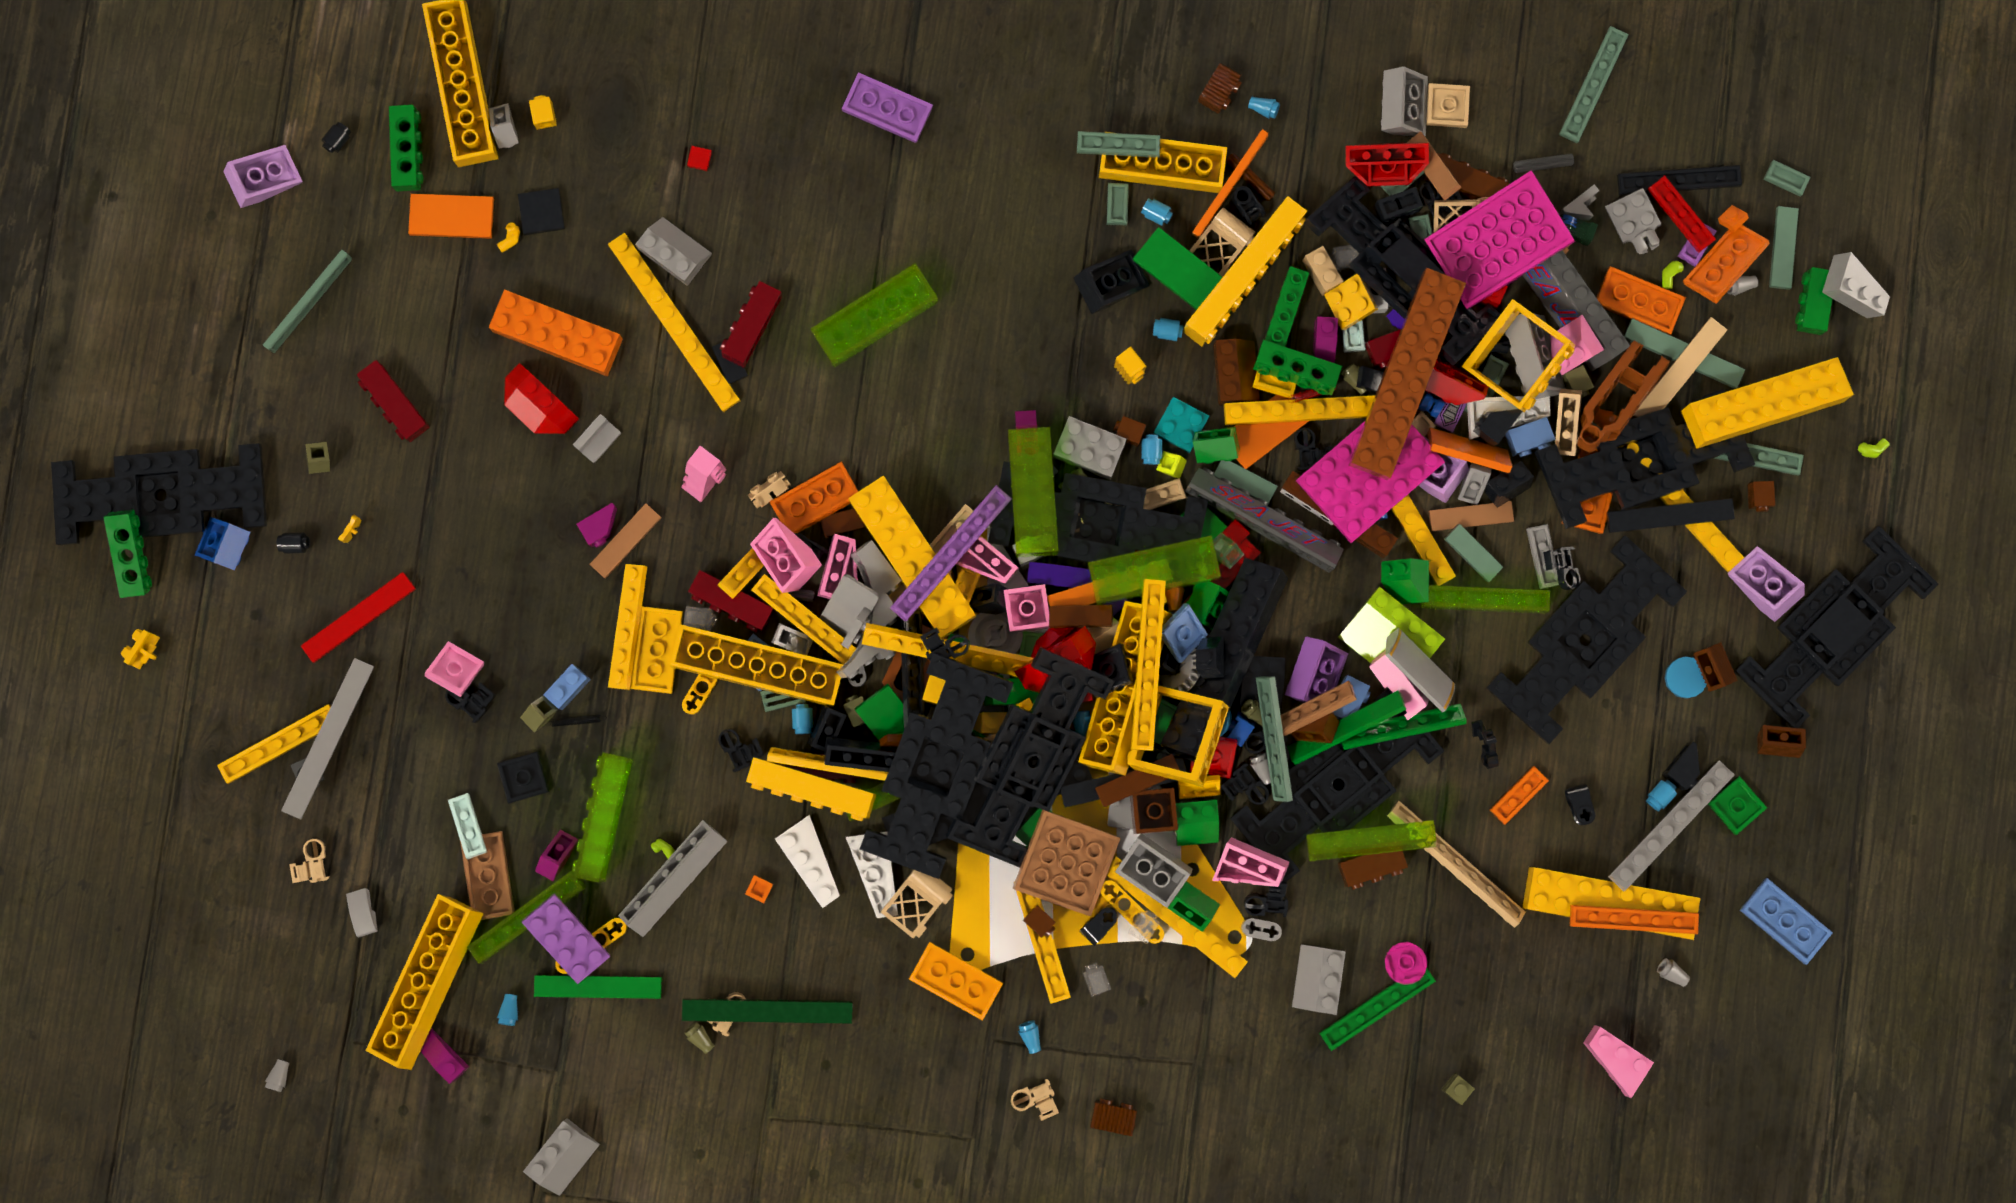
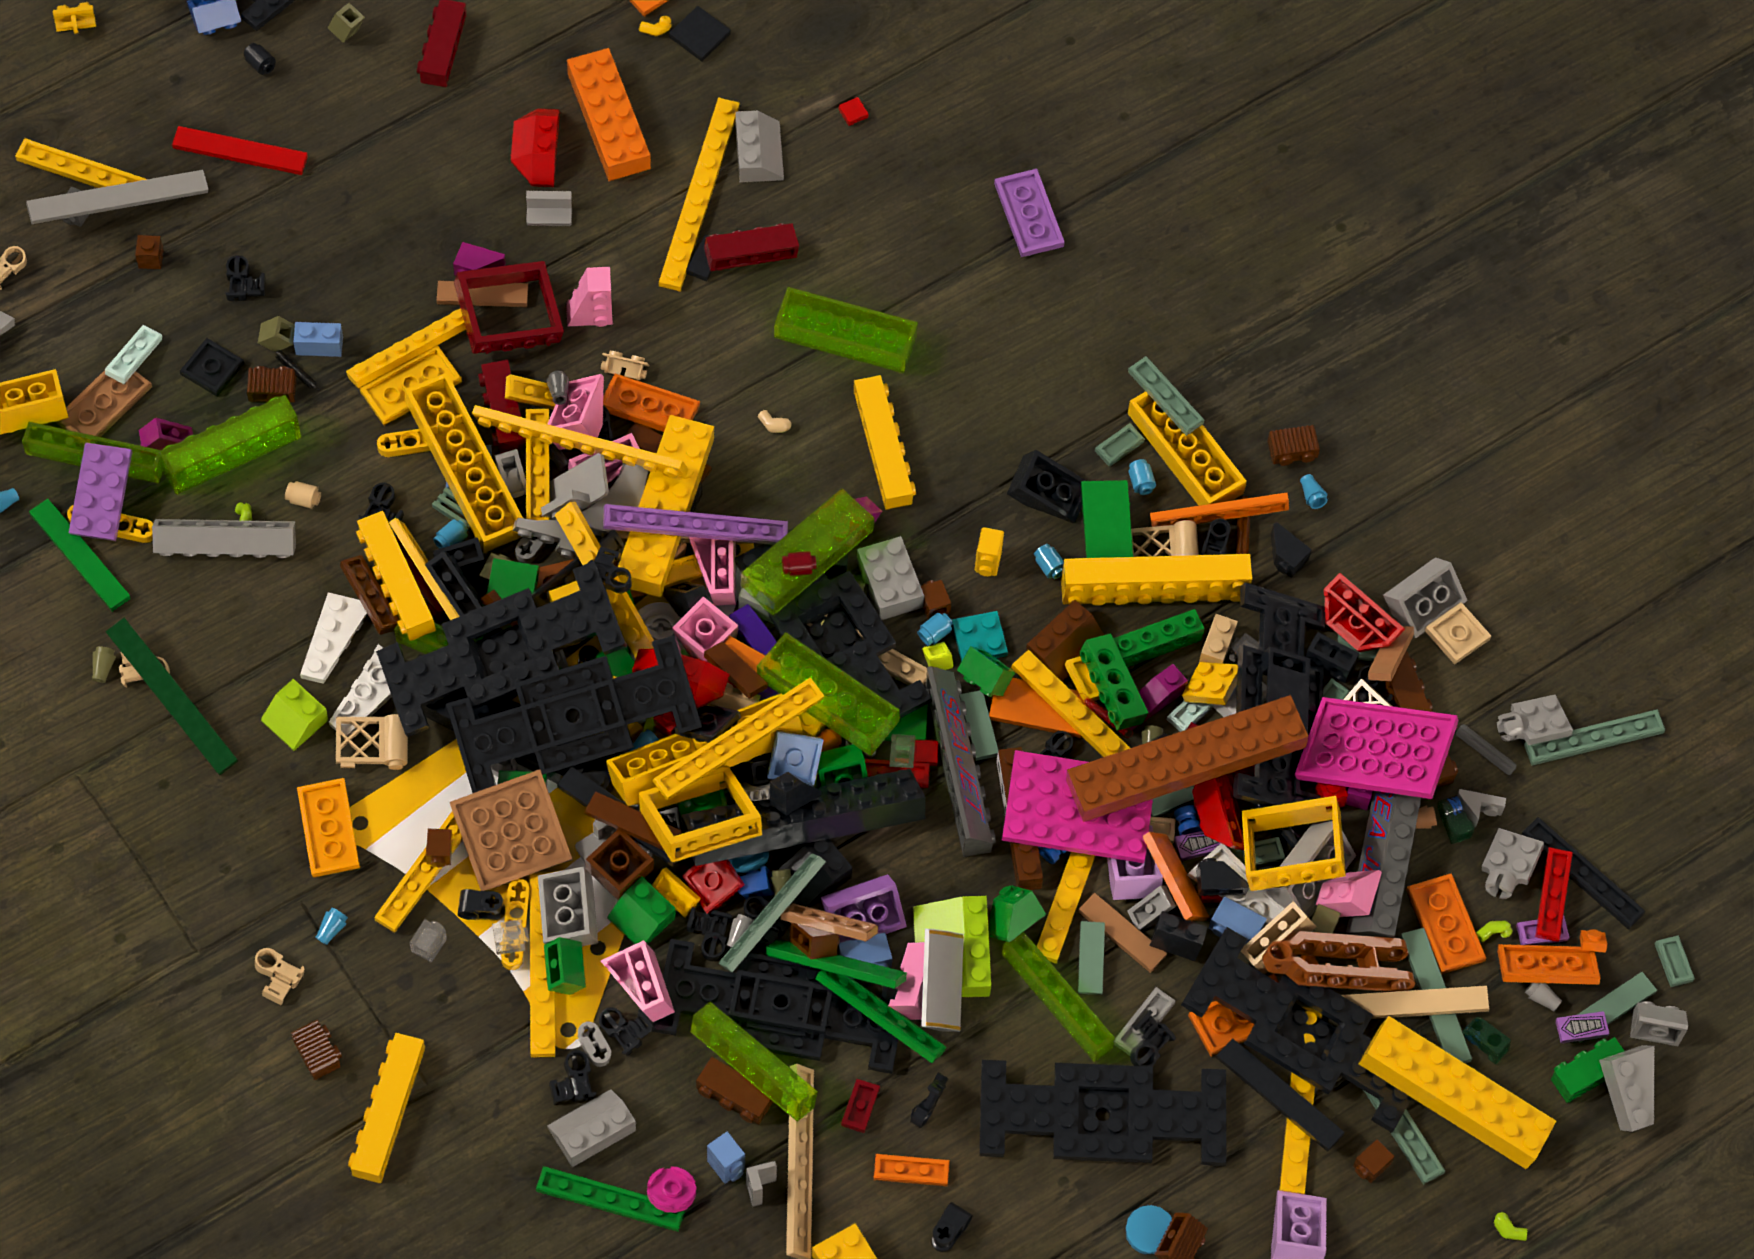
camera: 50 degrees right, 20 degrees down
(354, 523) = (315, 87): yellow piece -> none
(392, 750) = (149, 252): none -> reddish brown brick
(454, 669) = (258, 246): bright pink plate -> none
(575, 748) = (271, 383): none -> reddish brown brick
(683, 796) = (302, 494): none -> tan brick
(685, 559) = (500, 276): none -> dark red window
(699, 618) = (468, 391): clear brick -> none
(754, 553) = (558, 386): none -> dark grey cone
(759, 889) = (273, 613): orange plate -> none
(800, 812) = (369, 593): none -> reddish brown tile
(811, 584) = (587, 444): none -> yellow plate
(851, 937) = (294, 715): none -> lime slope
(903, 425) = (774, 425): none -> tan arm
(981, 363) = (883, 442): none -> yellow brick
(1047, 511) = (798, 563): none -> dark red brick
(1195, 1103) = (387, 1109): none -> yellow brick
(1280, 966) = (578, 1085): none -> black piece
(1294, 164) = (1288, 551): none -> black slope
(1419, 912) = (726, 1158): none -> medium blue brick
(1447, 904) = (756, 1177): none -> light grey panel
(1449, 791) = (860, 1105): none -> dark red plate
(1553, 113) = (1535, 721): none -> light grey plate
(1741, 347) = (1487, 1039): none -> clear green leg
(1785, 280) = (1582, 1027): none -> tile
(1824, 228) = (1658, 1023): none -> light grey slope

